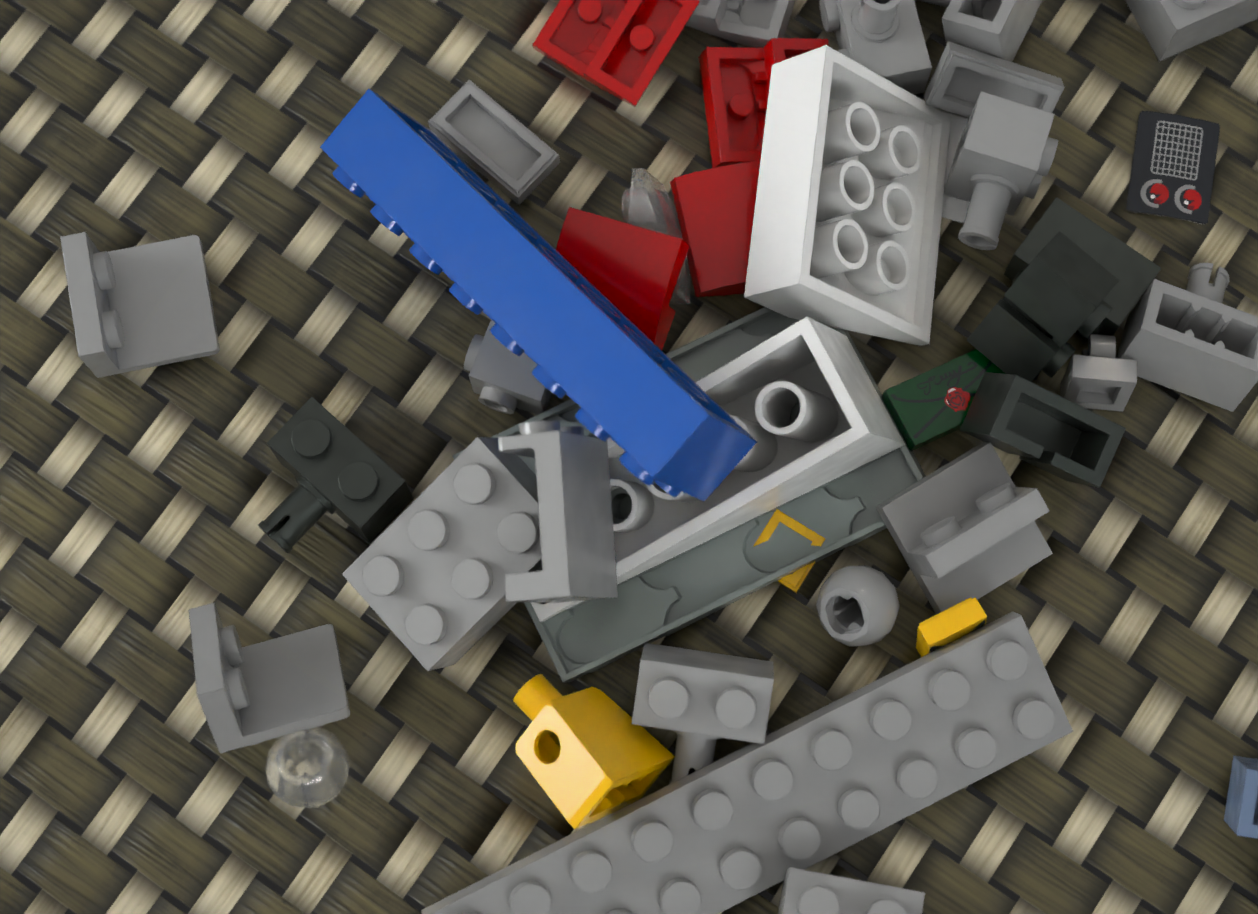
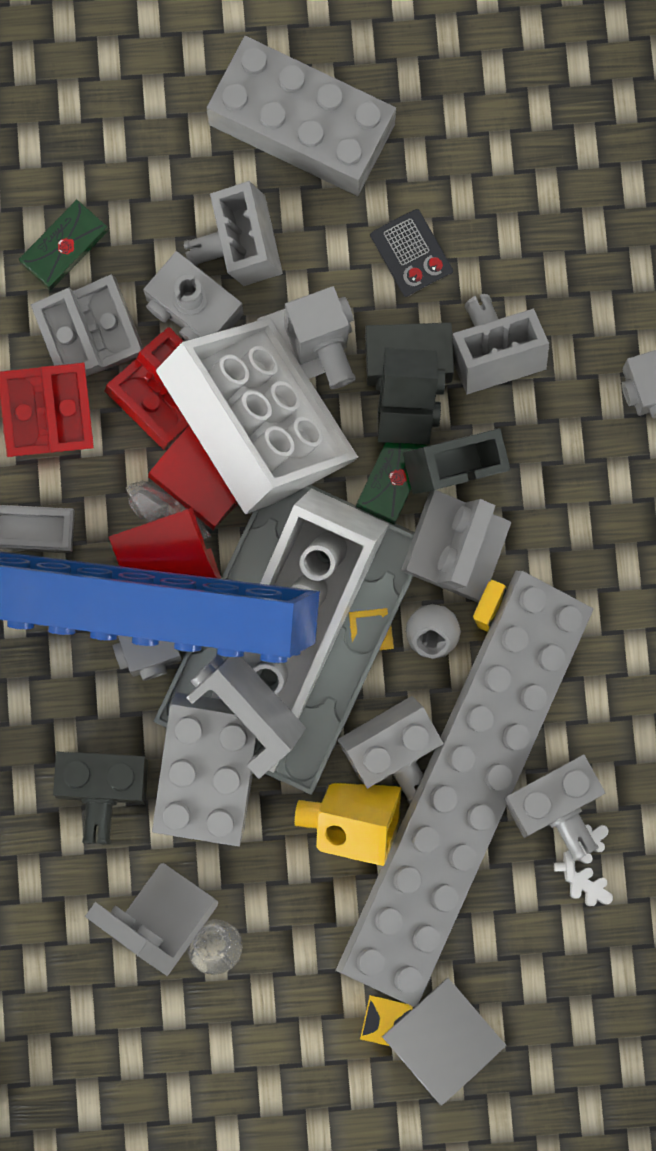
camera: 40 degrees left, 5 degrees up
(967, 72) = (268, 292): light grey tile -> none
(1098, 377) = (462, 406): light grey tile -> none

